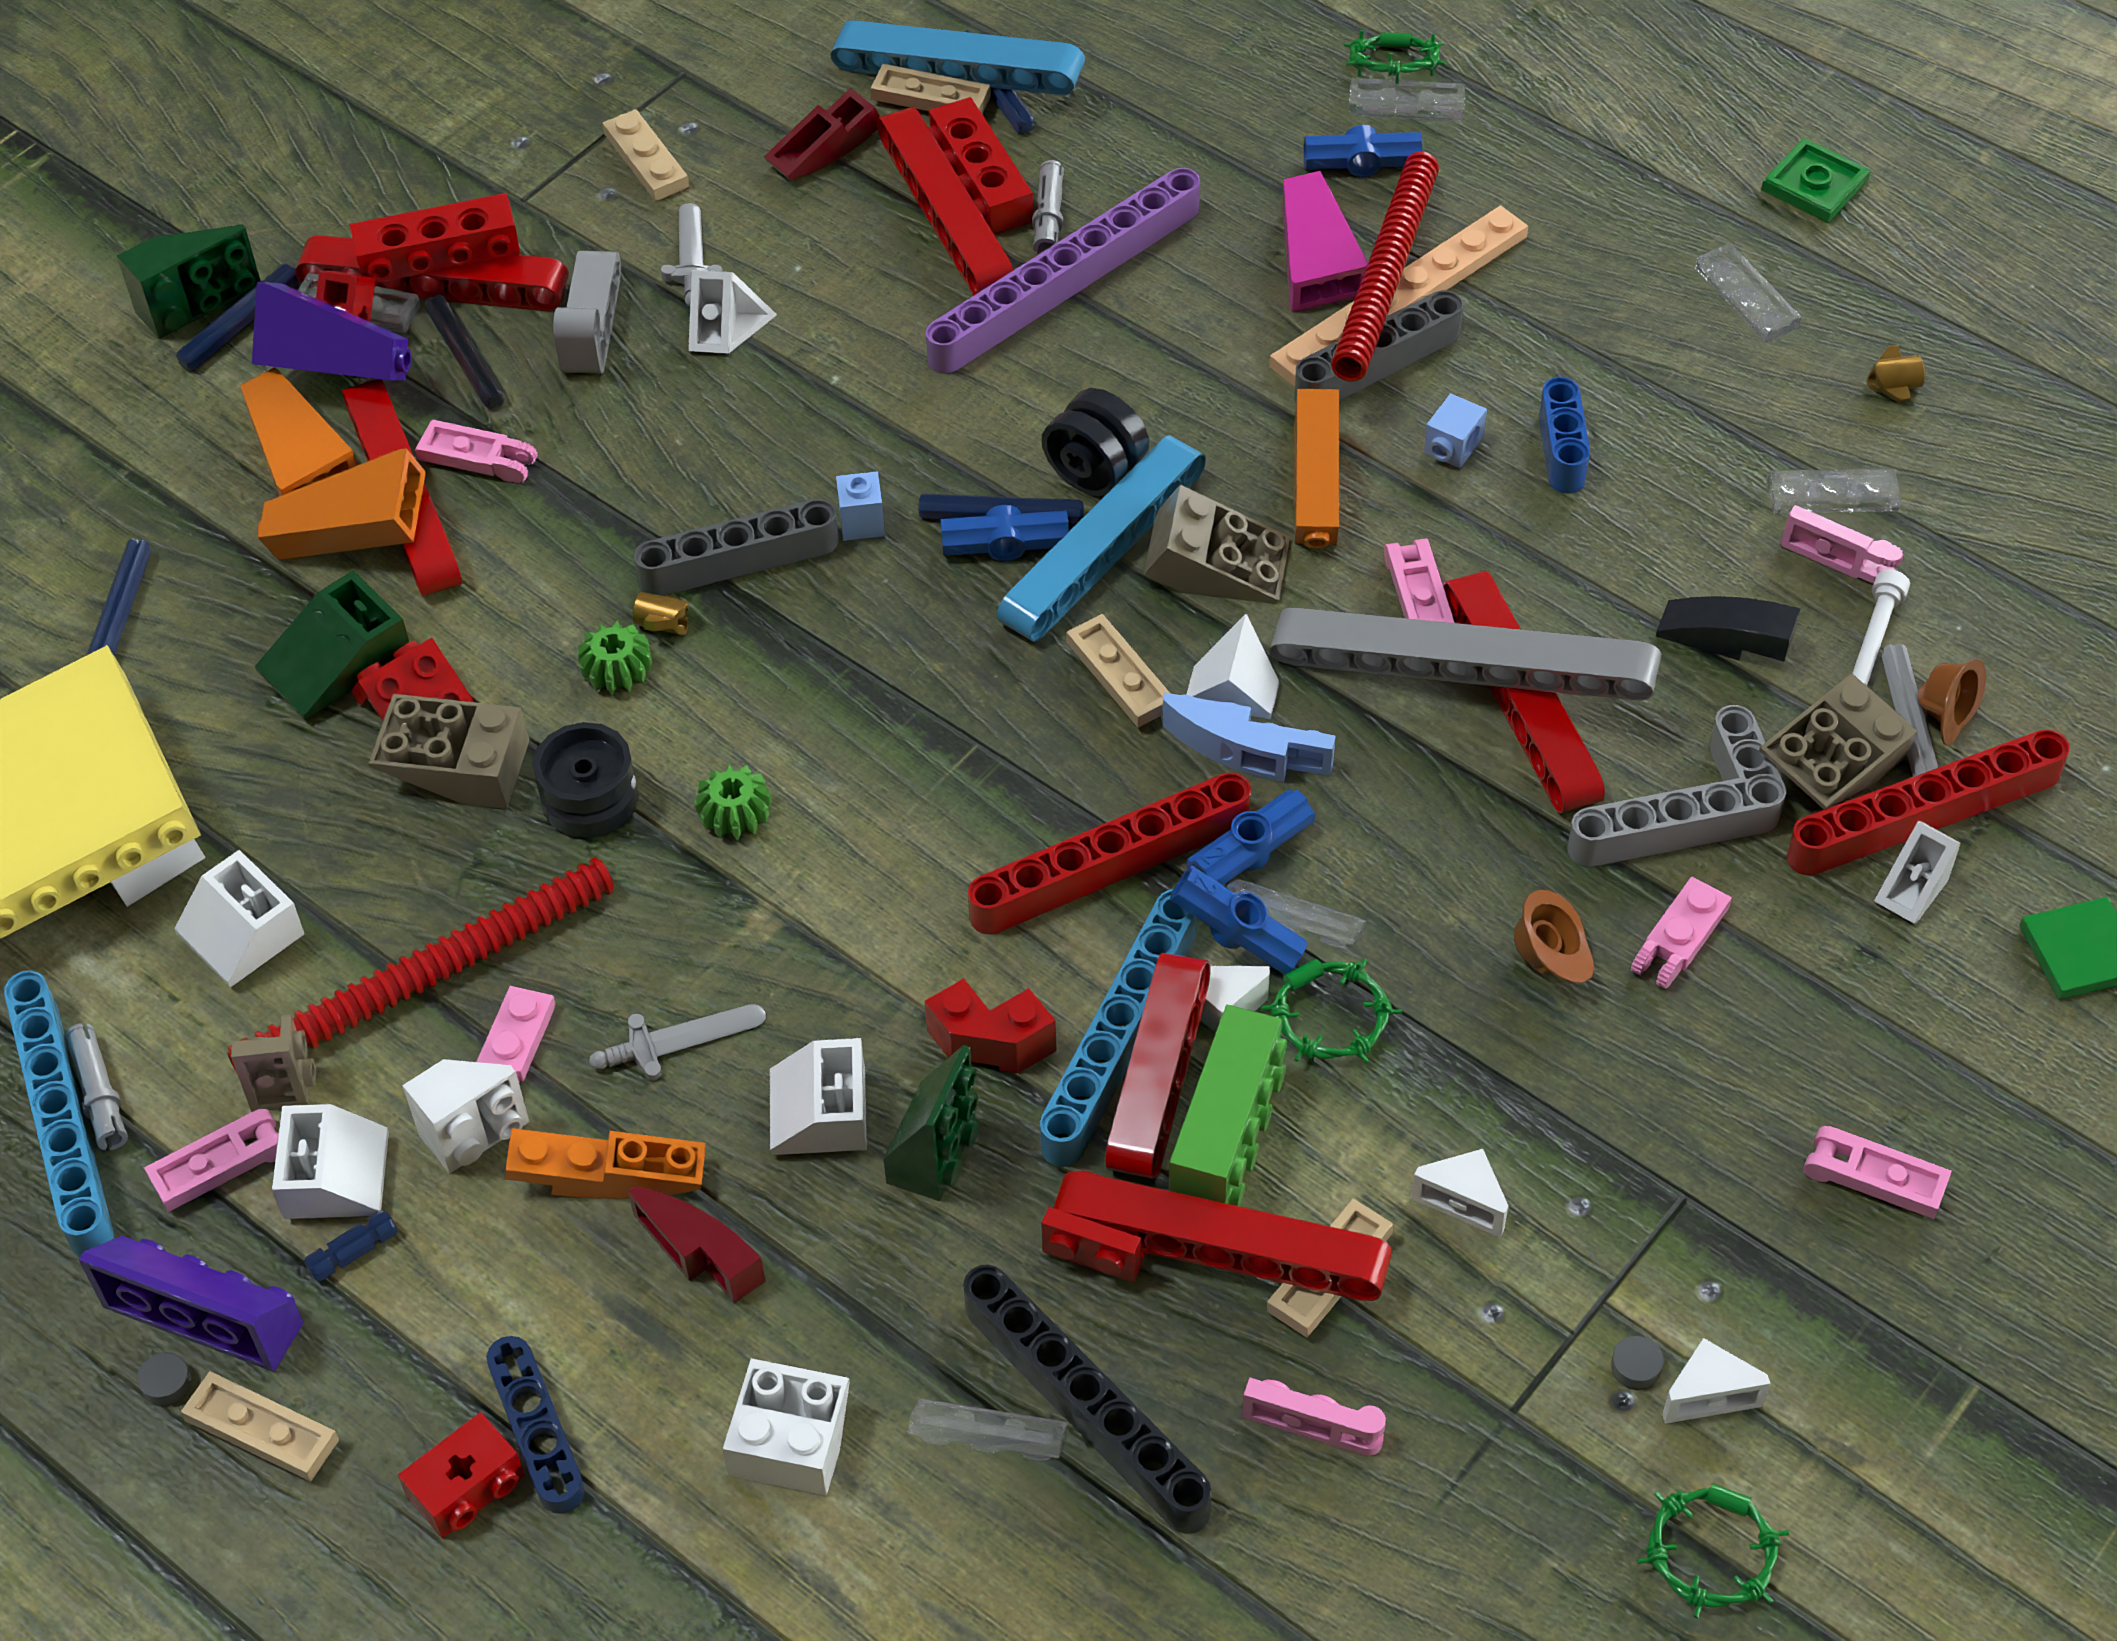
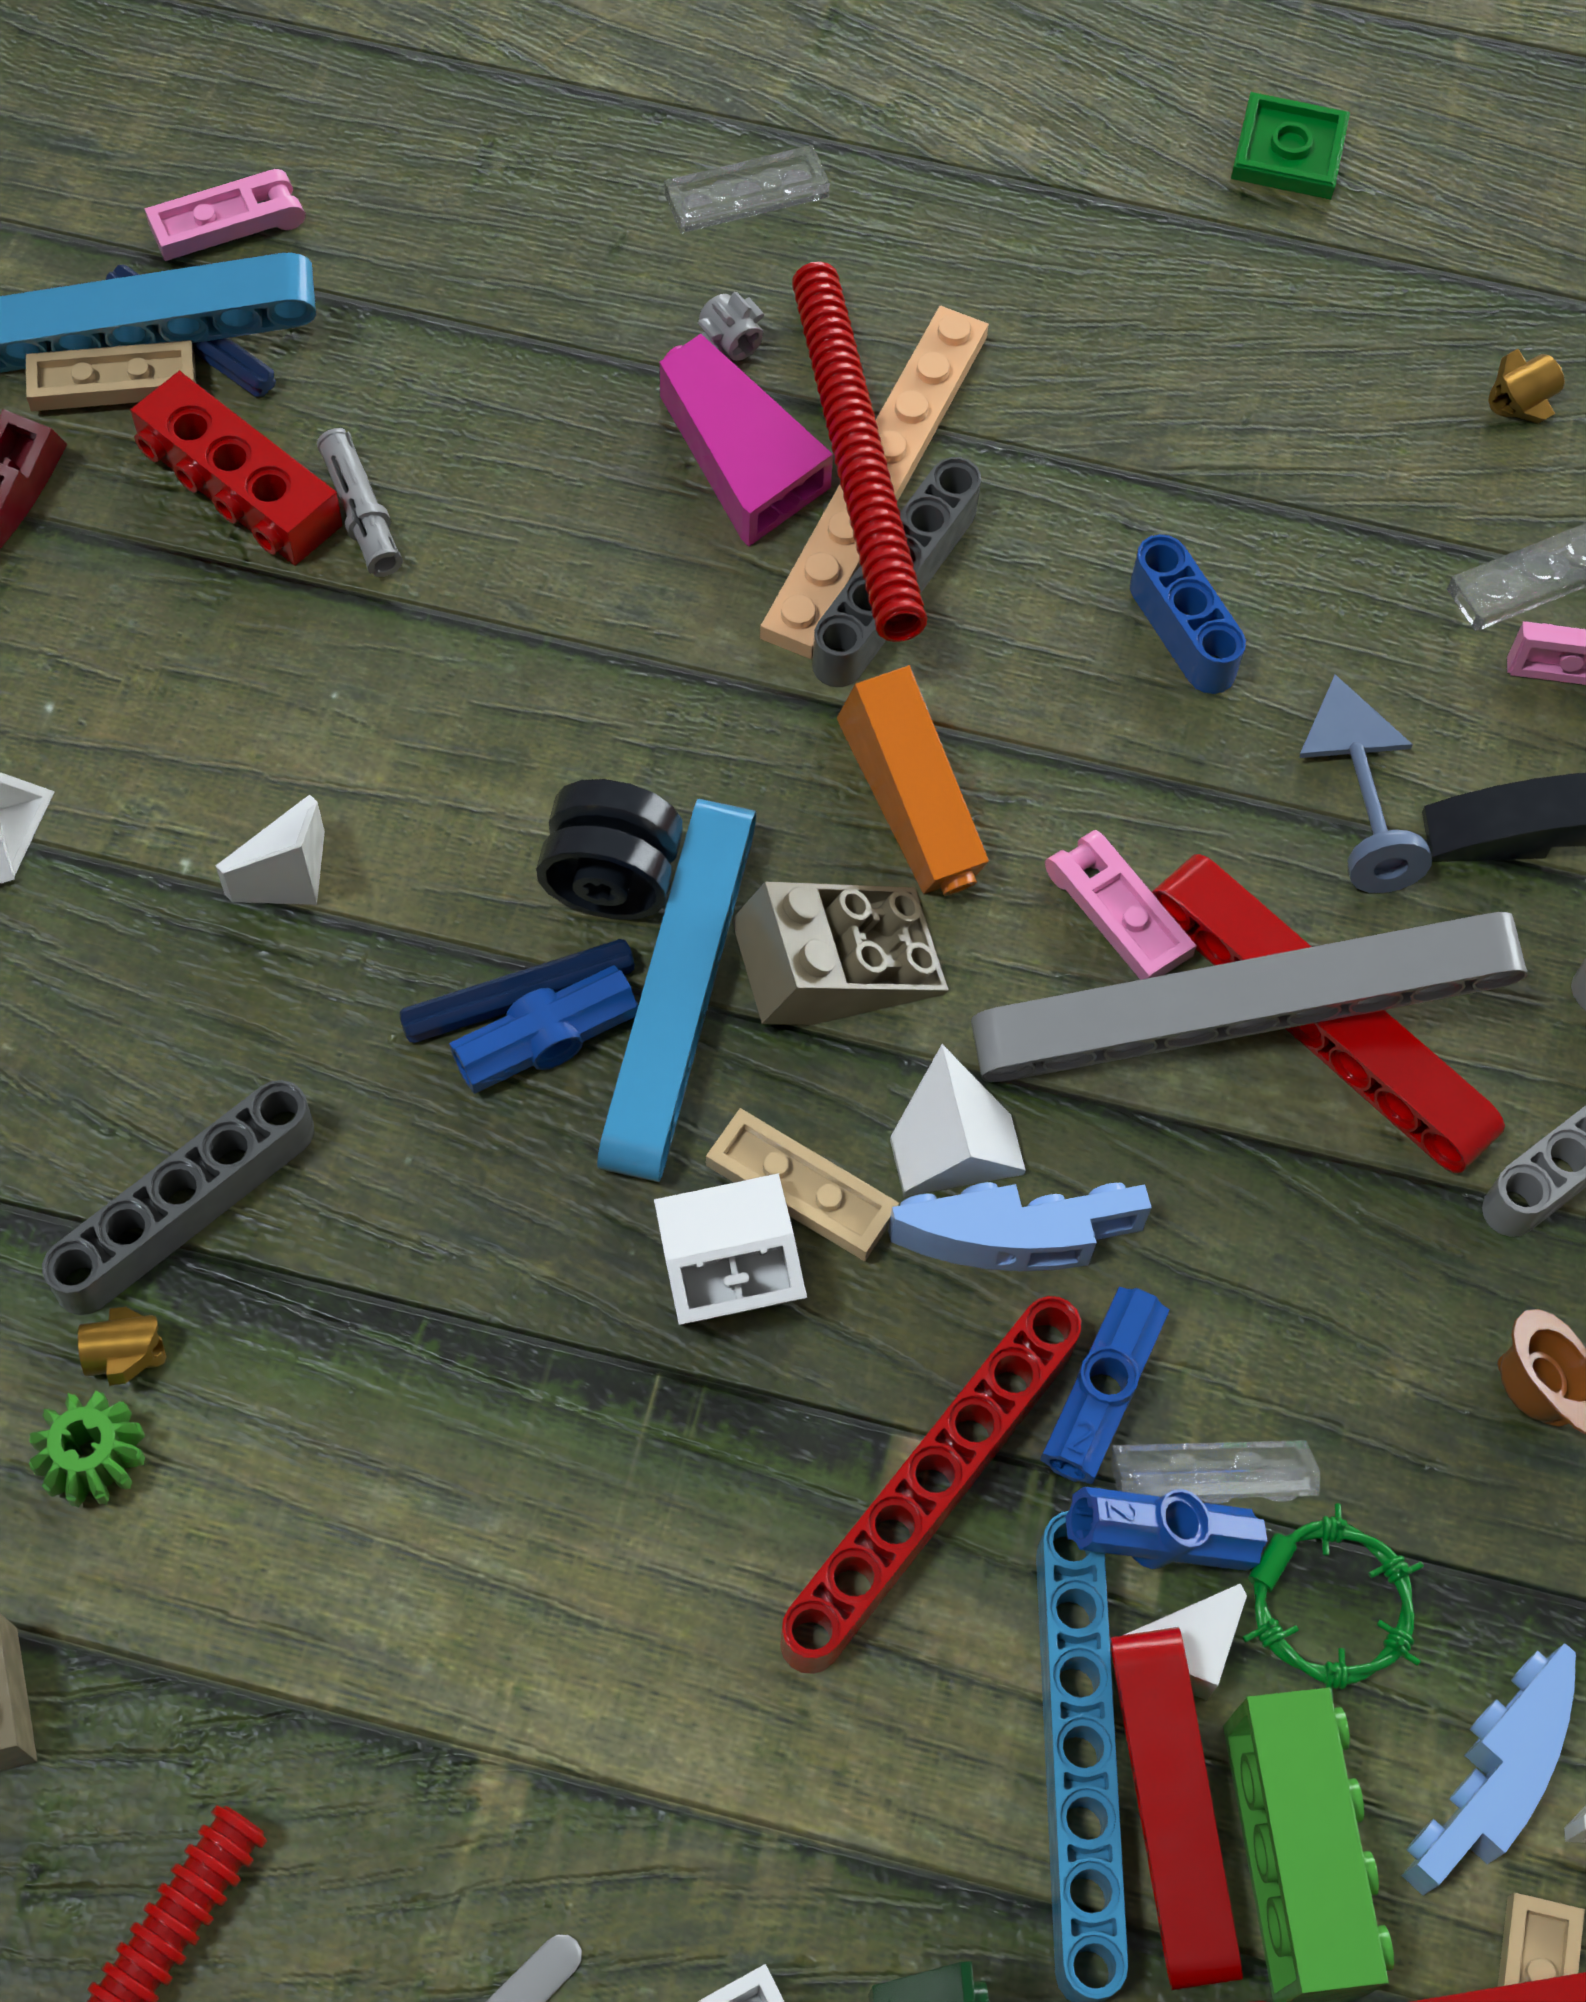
camera: 30 degrees left, 10 degrees up
(585, 779) = (119, 1650): black wheel -> none
(733, 802) = (347, 1631): bright green gear -> none
(860, 506) = (327, 1063): light blue brick -> none
(891, 389) = (279, 861): none -> white slope
(943, 199) = (215, 540): red beam -> none
(1006, 1036) = (889, 1859): red brick -> none
(1049, 687) = (729, 1249): none -> white slope
(1052, 19) = (224, 214): none -> bright pink plate
(1062, 270) = (468, 516): medium lavender beam -> none
(1347, 175) = (732, 325): none -> light grey gear
(1360, 150) = (725, 272): blue piece -> none
(1394, 40) = (695, 104): green piece -> none
(1399, 1133) = (1517, 1755): none -> light blue slope
(1455, 430) = (1051, 657): light blue brick -> none
(1616, 612) = (1352, 727): none -> sand blue piece
(1748, 292) = (1298, 330): clear plate -> none

